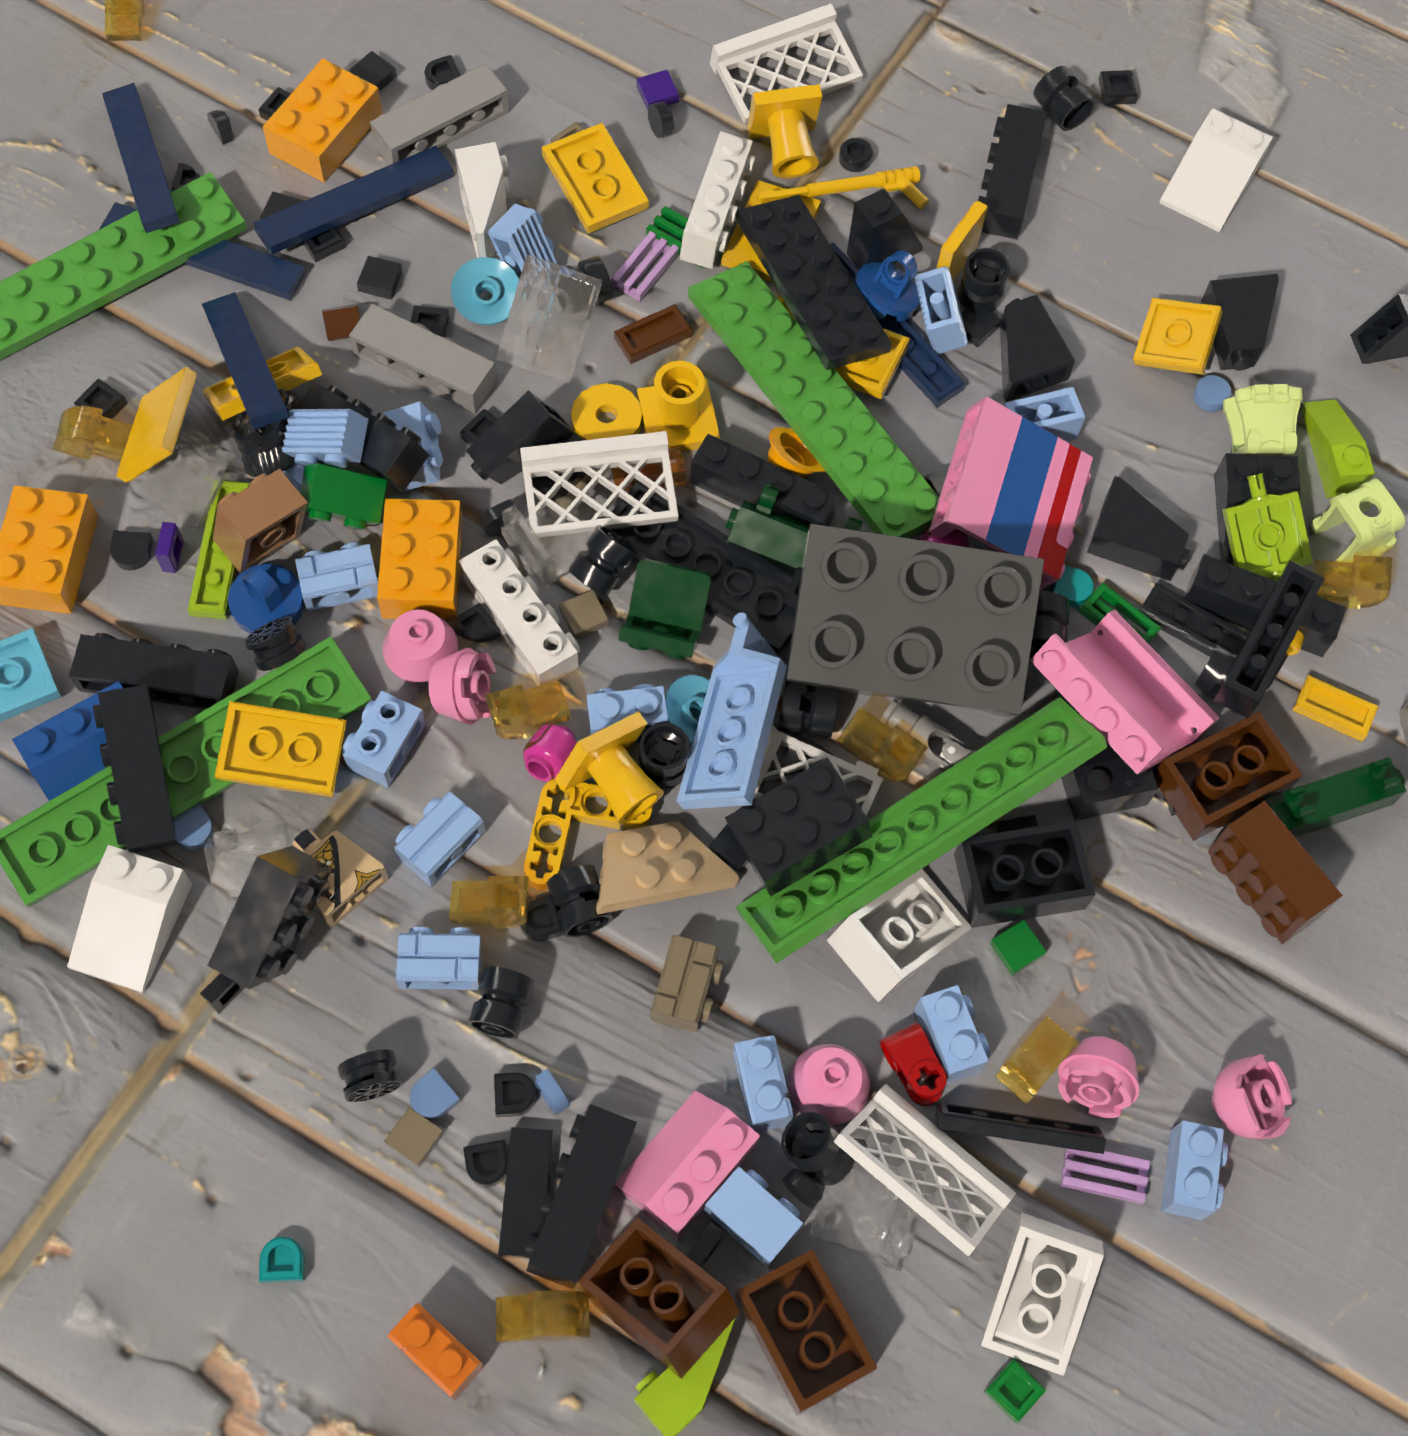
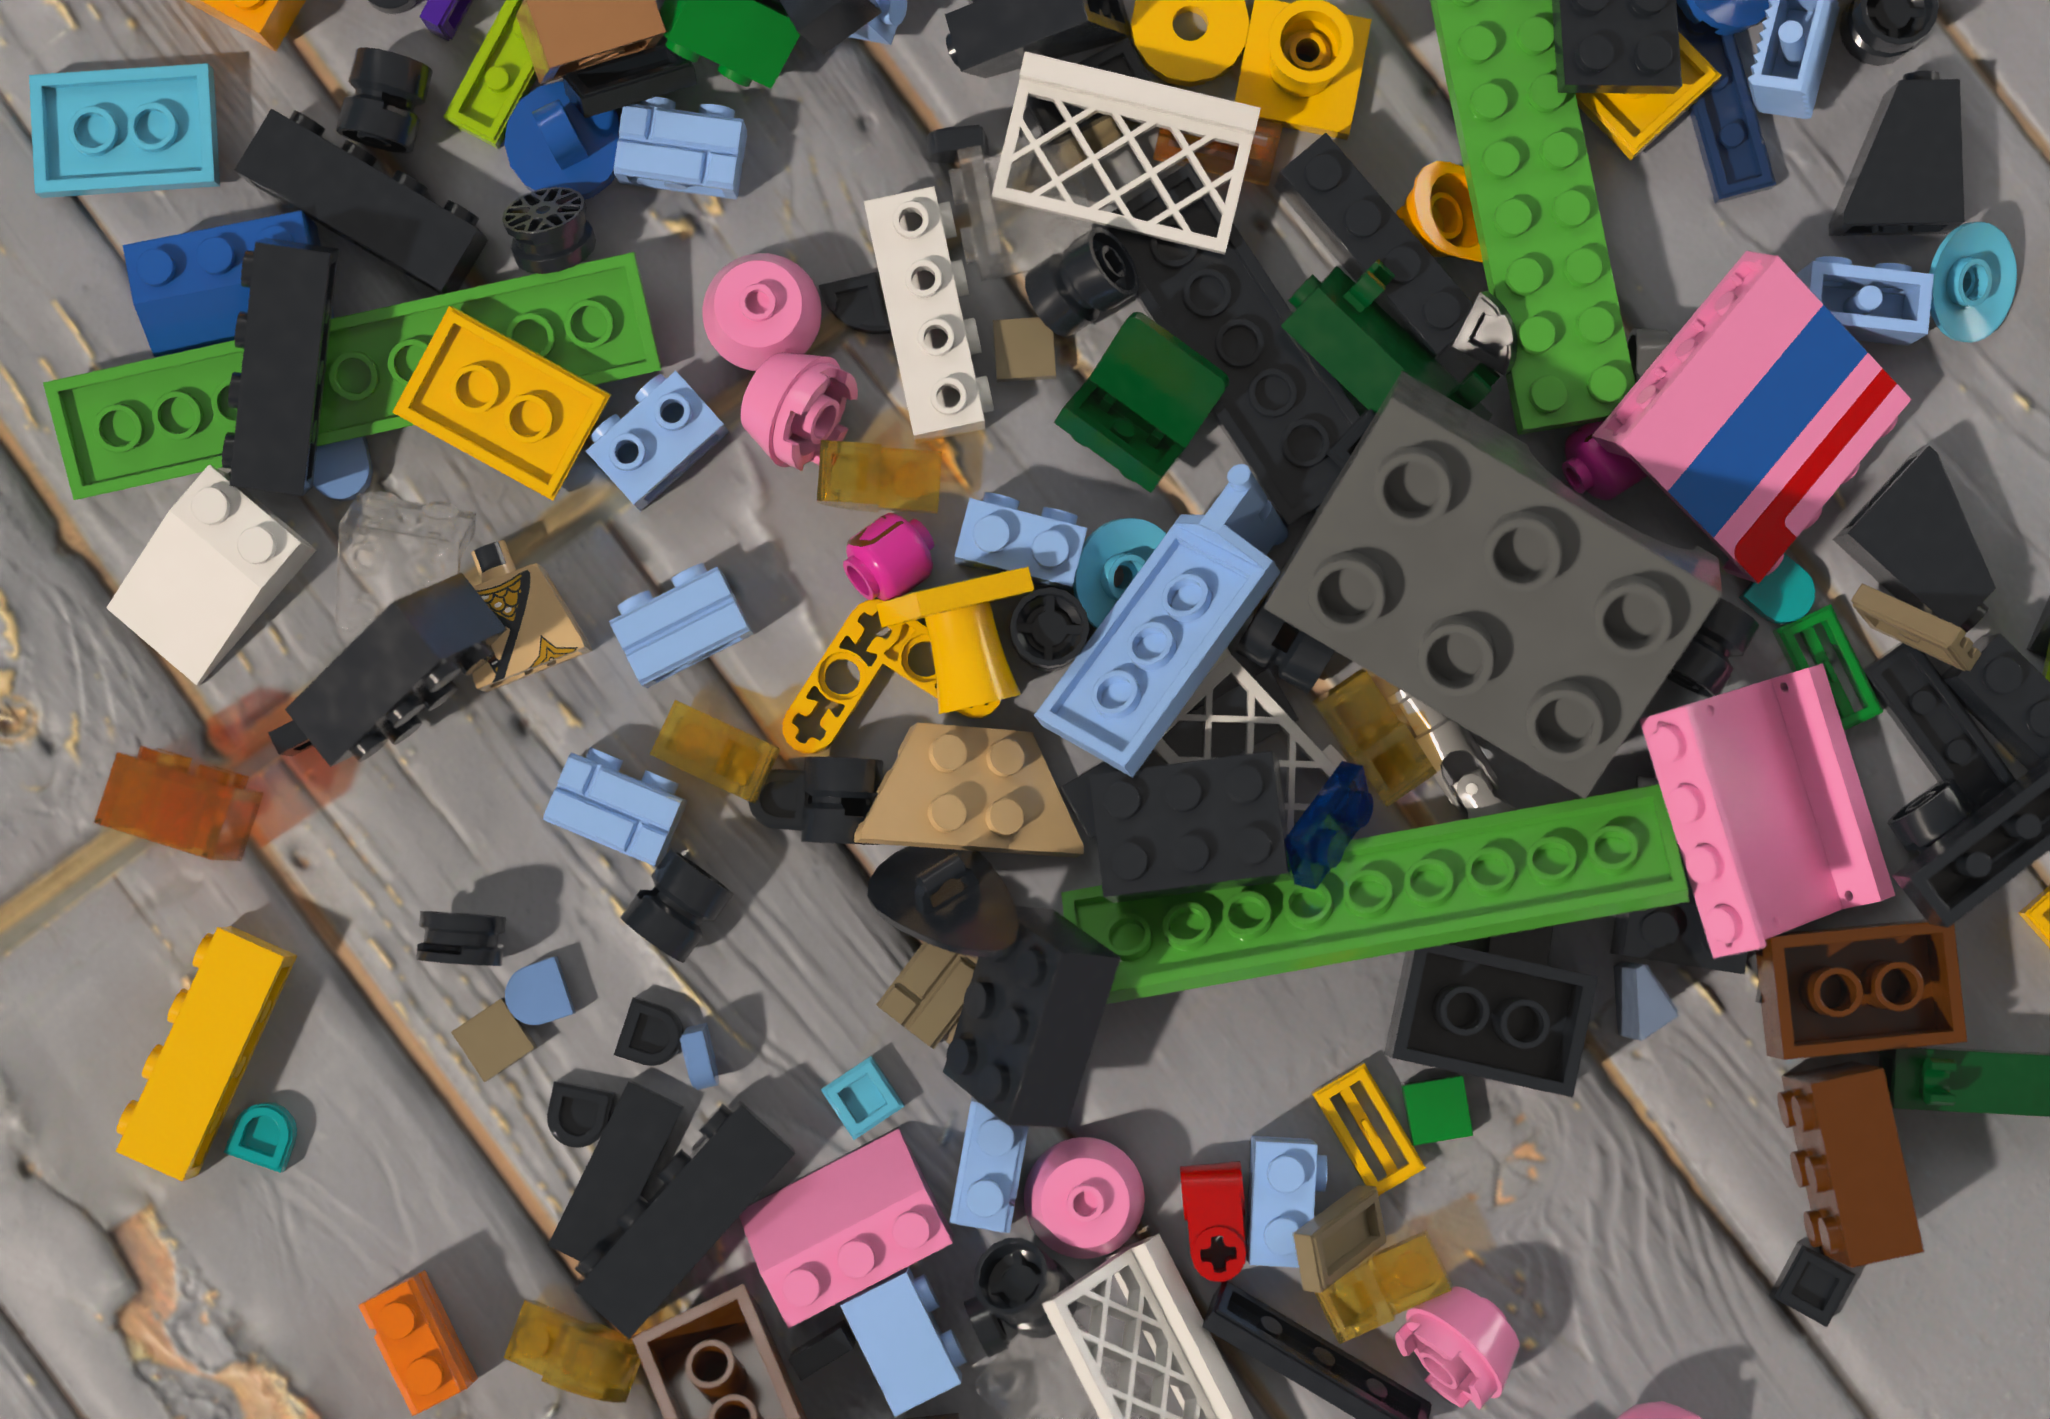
camera: 25 degrees right, 20 degrees up
(148, 609) = (381, 79): none -> black wheel
(156, 1059) = (179, 807): none -> clear orange brick
(224, 1218) = (204, 1053): none -> yellow brick
(293, 547) = (628, 80): none -> black tile
(420, 557) = (812, 168): light orange brick -> none
(664, 1080) = (862, 1097): none -> medium azure tile
(668, 925) = (947, 900): none -> black shield
(750, 972) = (1032, 1021): none -> black brick
(846, 499) = (1489, 334): none -> tile
(879, 795) = (1329, 825): none -> clear blue plate
(898, 934) = (1274, 1033): white slope -> none
(974, 988) = (1342, 1086): none -> yellow tile
(979, 324) = (1848, 83): black tile -> none
(997, 1038) = (1339, 1238): none -> dark tan tile
(1095, 391) = (1972, 281): none -> medium azure dish
(1105, 826) = (1640, 1001): none -> sand blue slope
(1156, 569) = (1915, 628): none -> dark tan tile
(1287, 962) = (1812, 1284): none -> black tile

